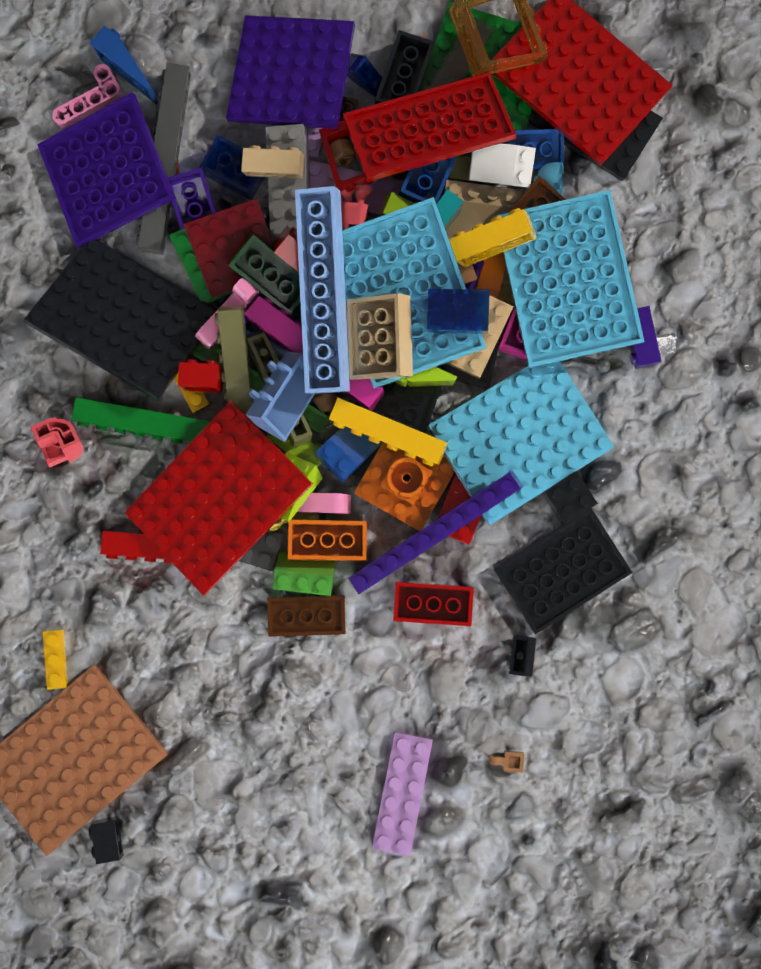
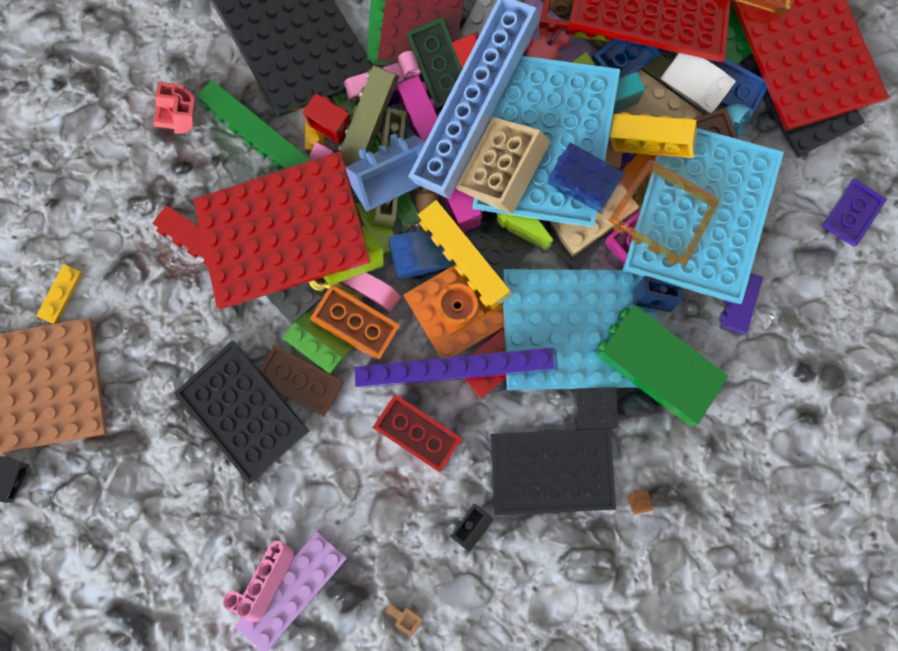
camera: 30 degrees right, 5 degrees down
(209, 409) = (320, 150): none -> bright pink tile
(273, 670) = (241, 412): none -> black plate
(375, 774) = (263, 584): none -> bright pink beam
(534, 266) = (638, 237): none -> clear orange windscreen
(569, 372) = (657, 295): none -> dark blue brick
(604, 430) = (661, 365): none -> green brick
(648, 555) = (639, 502): none -> clear orange tile
(695, 204) = (854, 212): none -> dark purple plate

